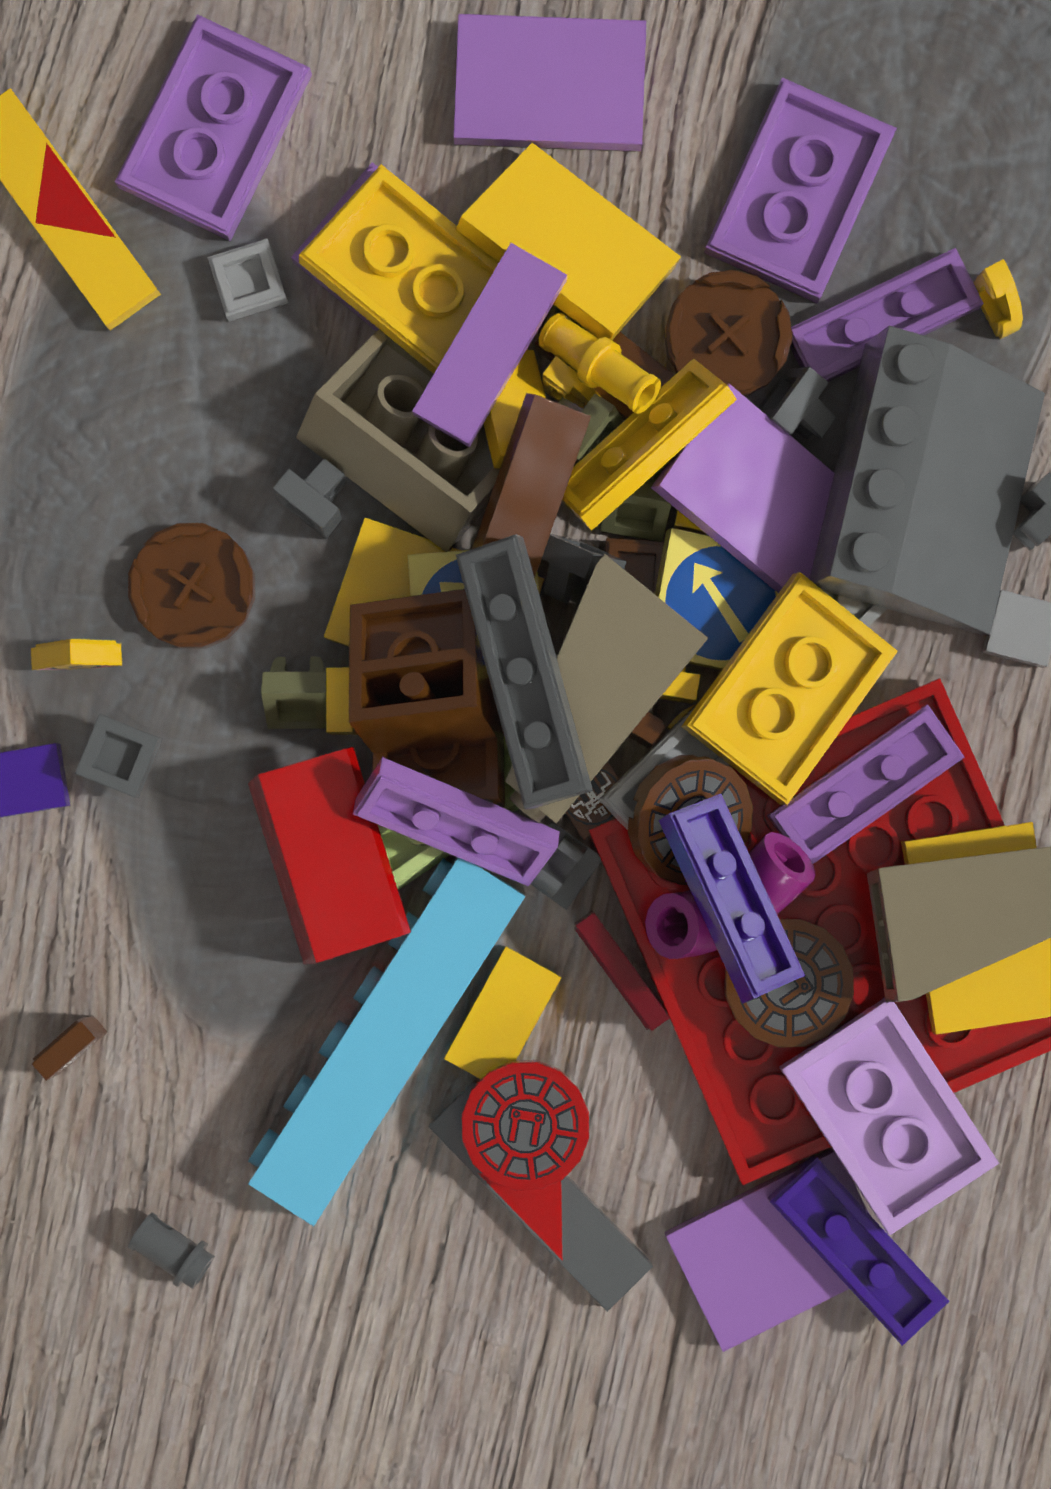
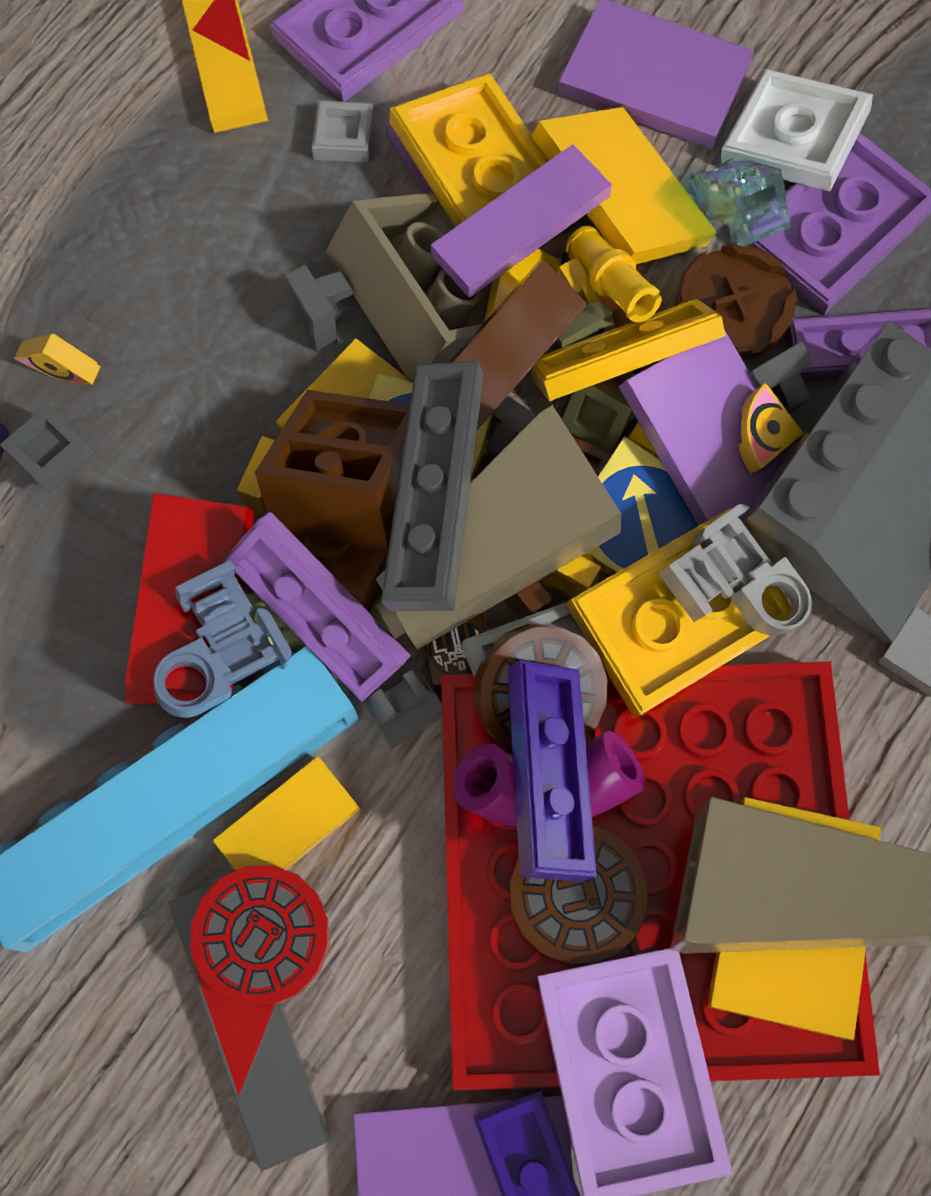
camera: 25 degrees right, 15 degrees down
(191, 586) = (183, 344): reddish brown tile -> none
(294, 698) = (221, 458): olive tile -> none
(397, 884) = (234, 641): none -> sand blue piece
(620, 971) = (417, 820): dark red tile -> none
(696, 221) = (744, 197): none -> clear light blue leg
(722, 103) = (799, 127): none -> white tile
(805, 474) = (764, 428): none -> yellow tile
(816, 641) = (726, 565): none -> light grey piece
(867, 784) = (727, 731): medium lavender tile -> none

